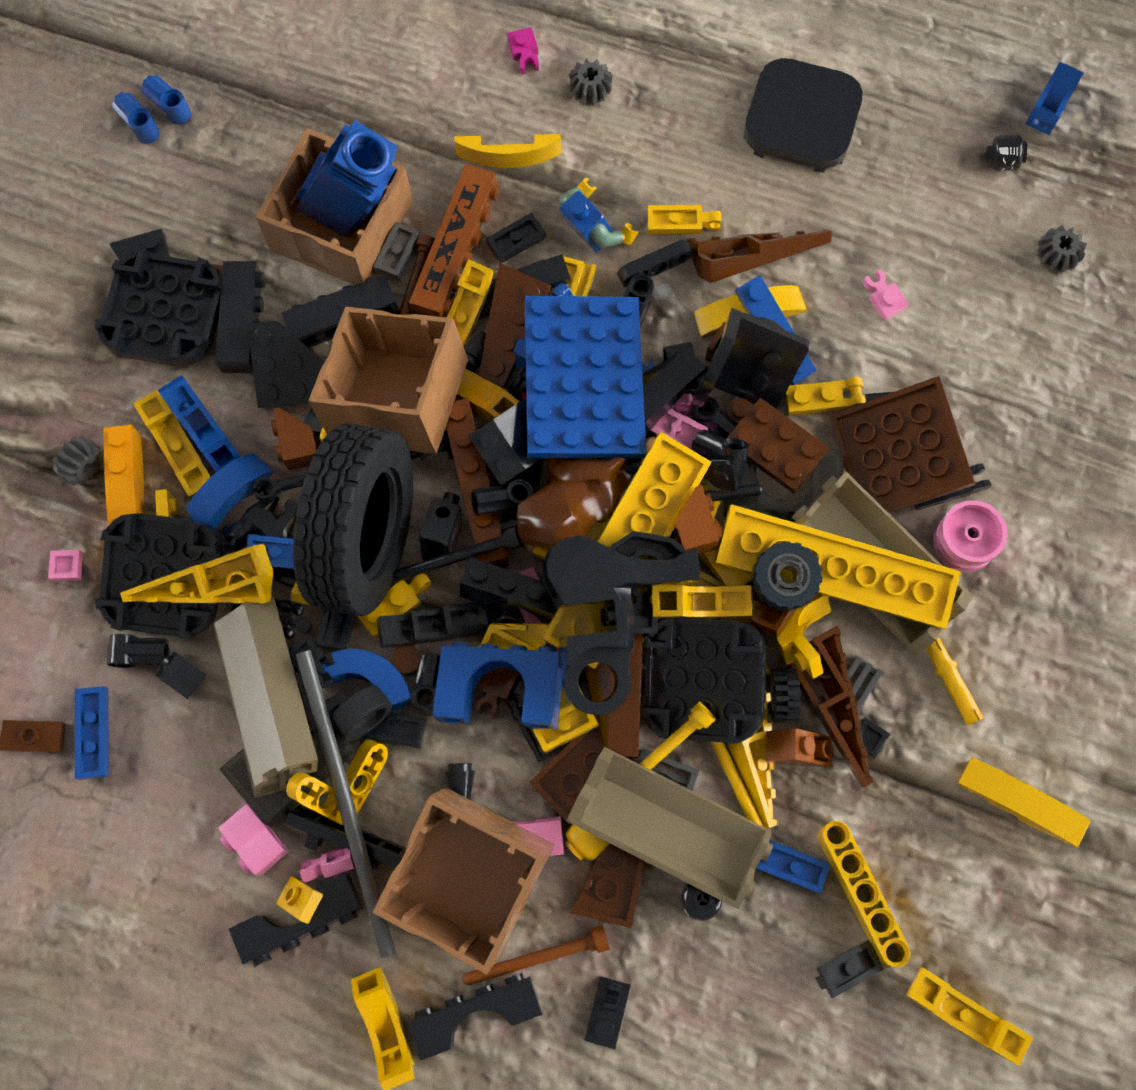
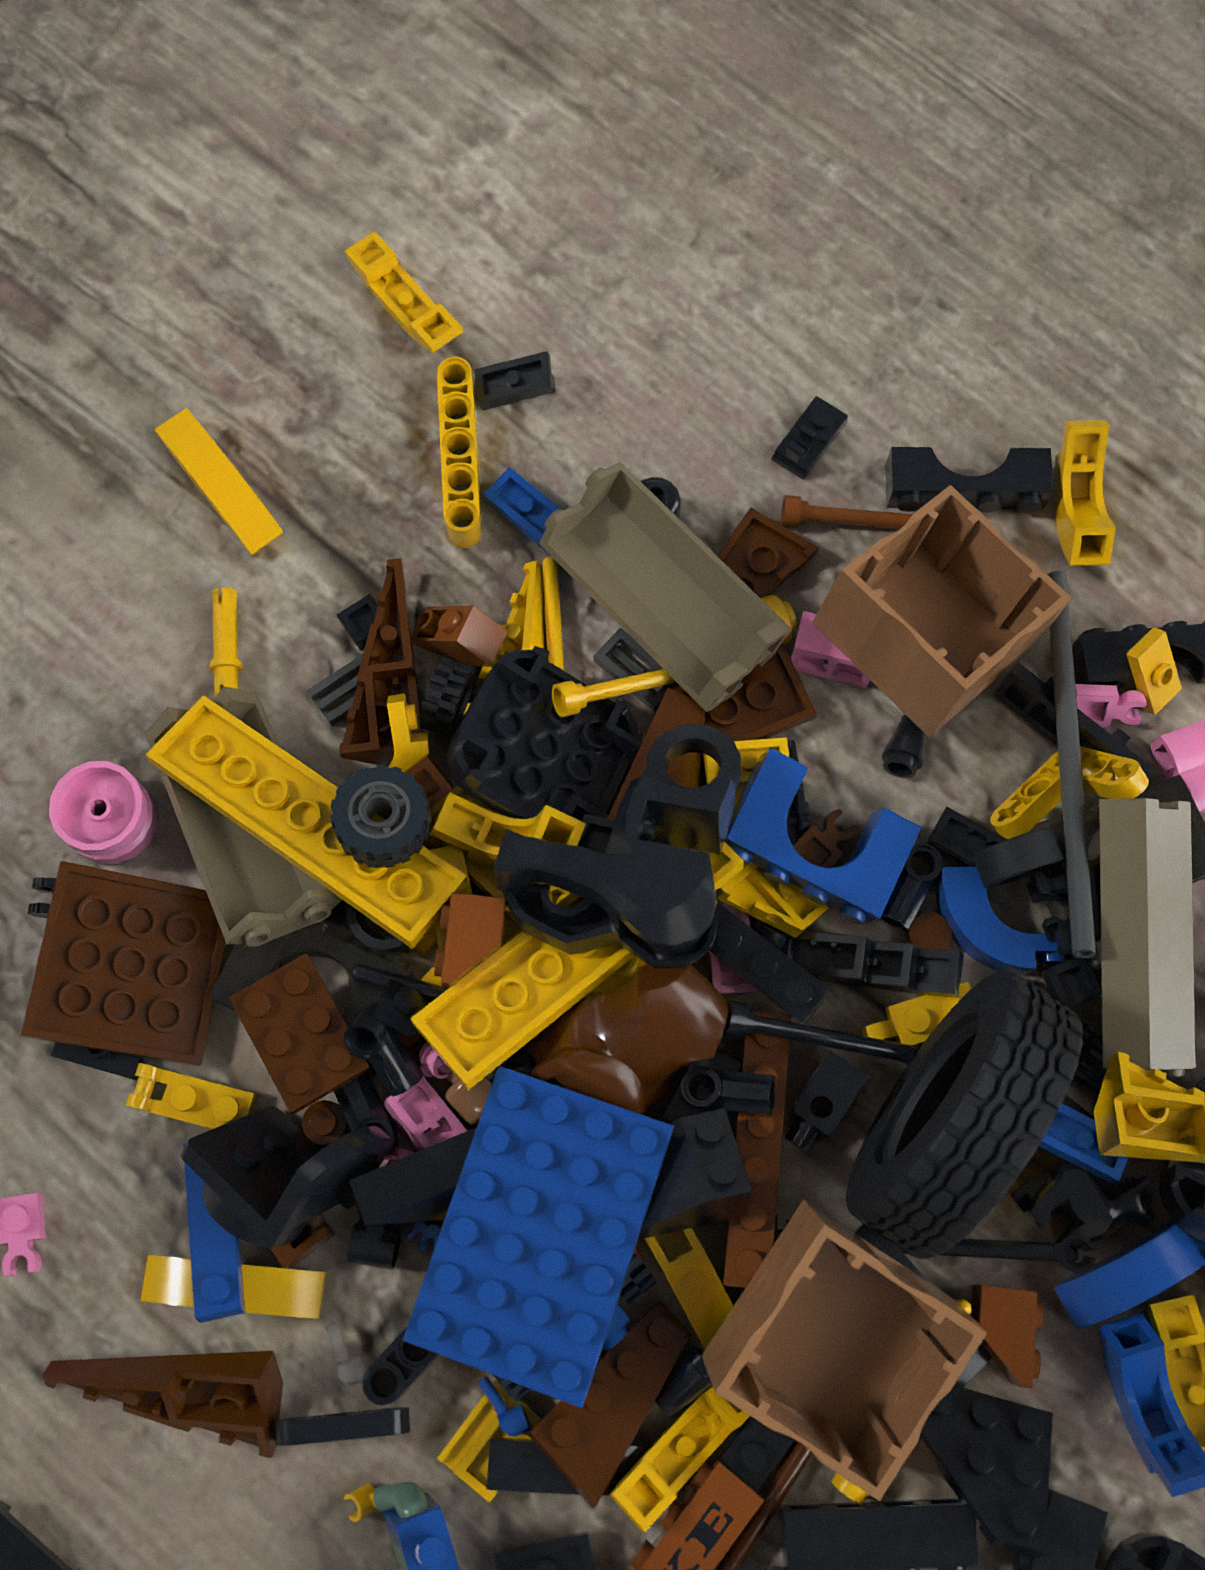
camera: 160 degrees left, 0 degrees up
(681, 219) = (268, 1494): yellow plate -> none

